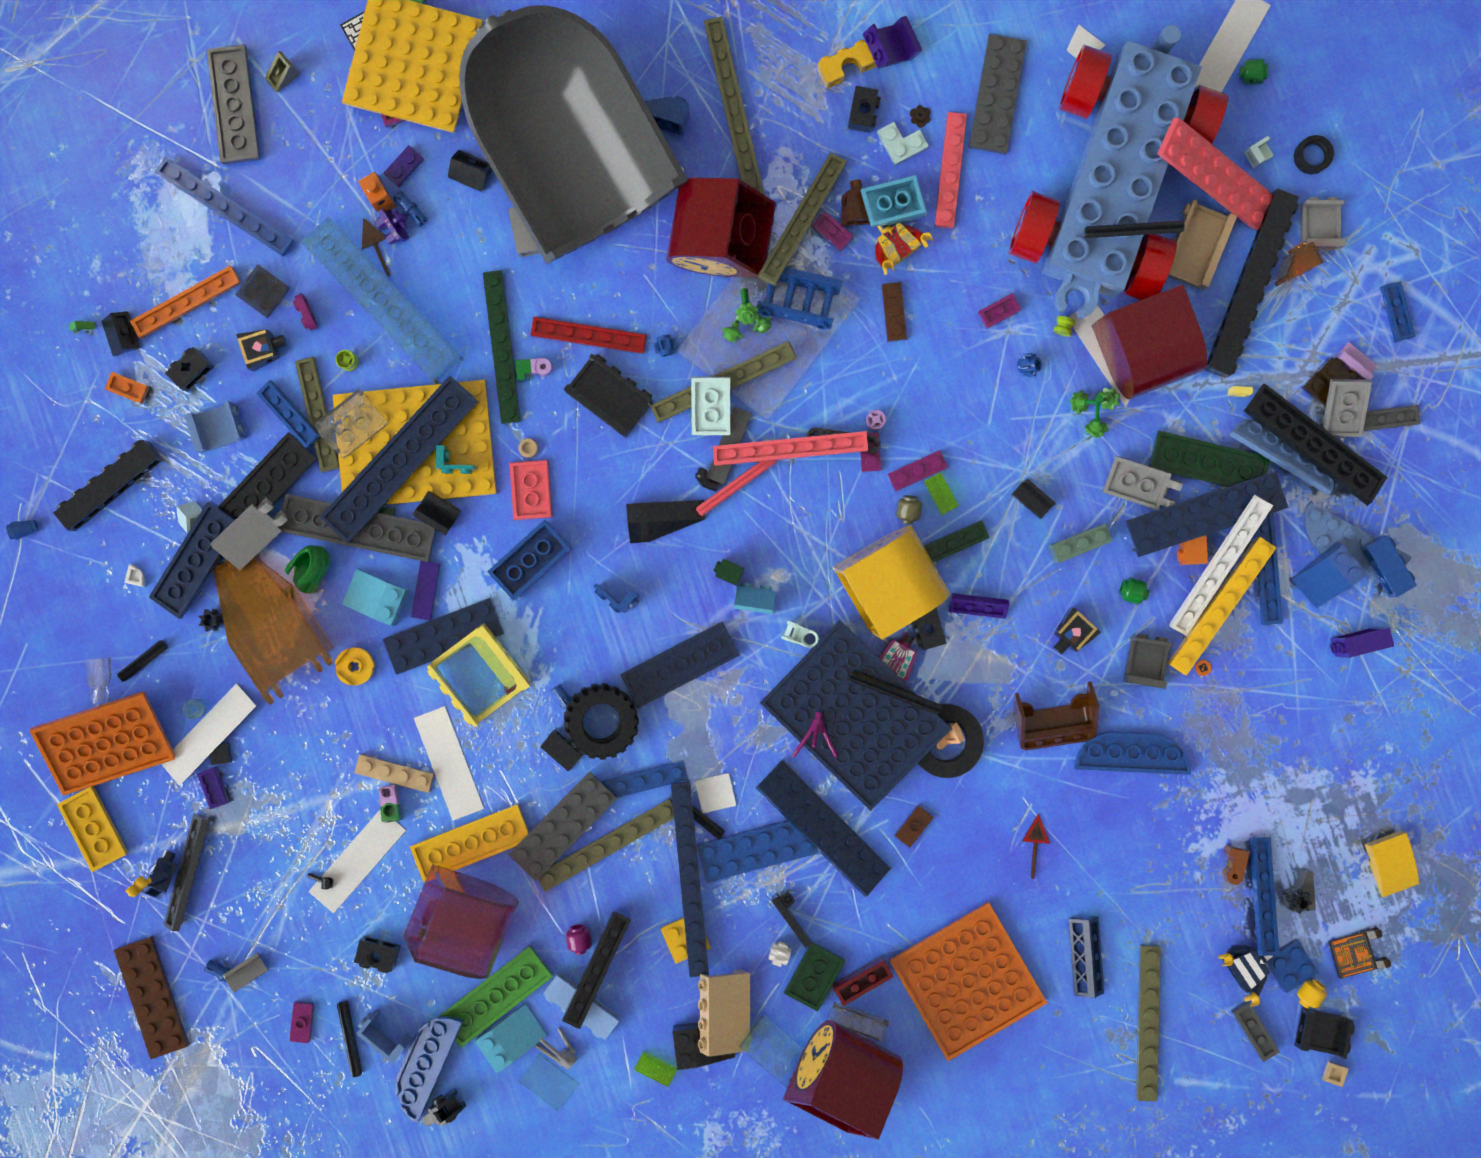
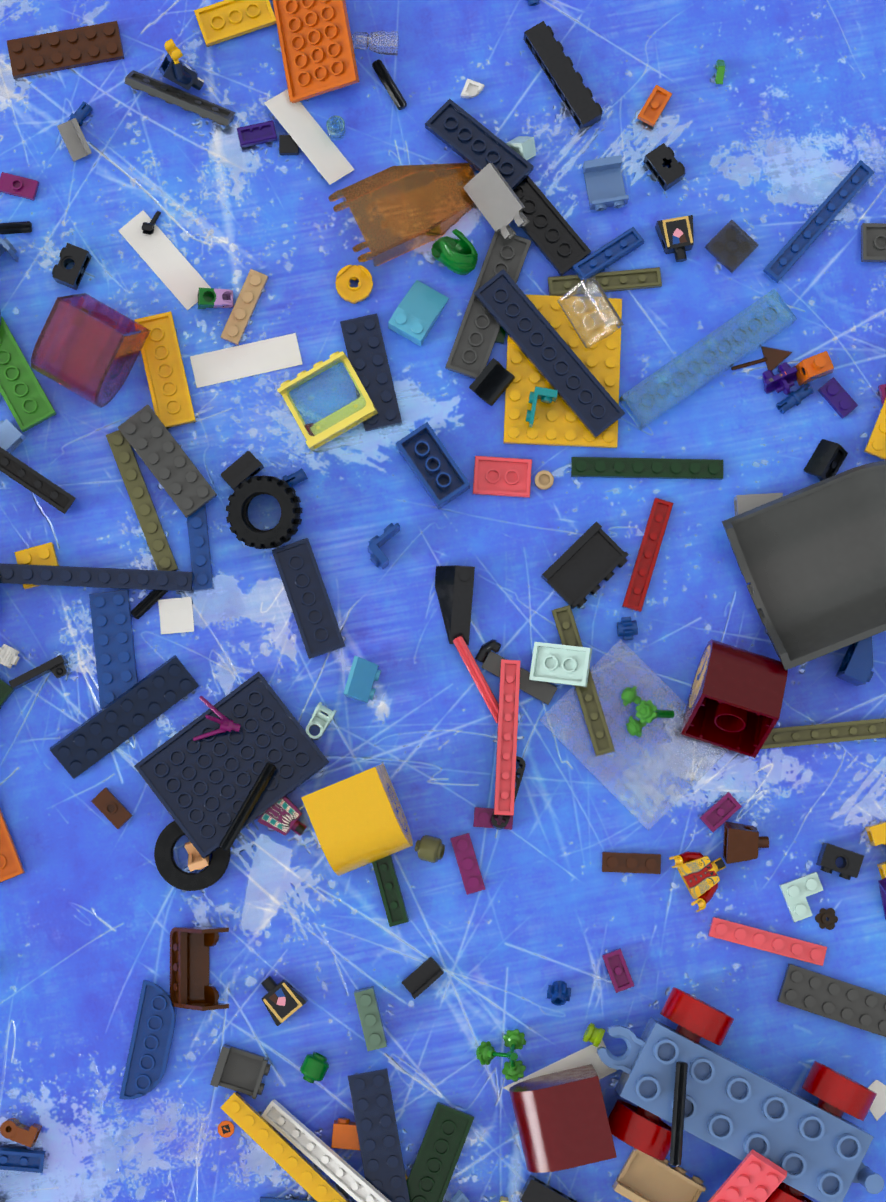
camera: 90 degrees right, 5 degrees down
(120, 333) = (708, 106): black panel -> none
(185, 302) = (730, 172): orange plate -> none
(207, 616) = (415, 157): black gear -> none
(302, 305) = (698, 285): magenta plate -> none
(343, 360) = (653, 313): lime wheel -> none
(425, 590) = (418, 361): dark purple tile -> none
(532, 367) = (623, 495): leg -> none
(578, 939) = (54, 461): magenta head -> none
(728, 571) = (393, 658): dark green brick -> none
(802, 219) = (735, 782): olive plate -> none
(812, 283) = (676, 764): blue fence -> none
(877, 417) = (526, 829): lavender wheel -> none
(894, 202) = (741, 876): medium azure slope -> none
(936, 637) = (296, 855): black brick -> none
(940, 493) = (441, 883): clear neon green plate -> none
(978, 605) = (322, 906): dark purple plate -> none
(1037, 835) = (83, 932): piece -> none
(1140, 483) = (422, 1090): light grey tile -> none

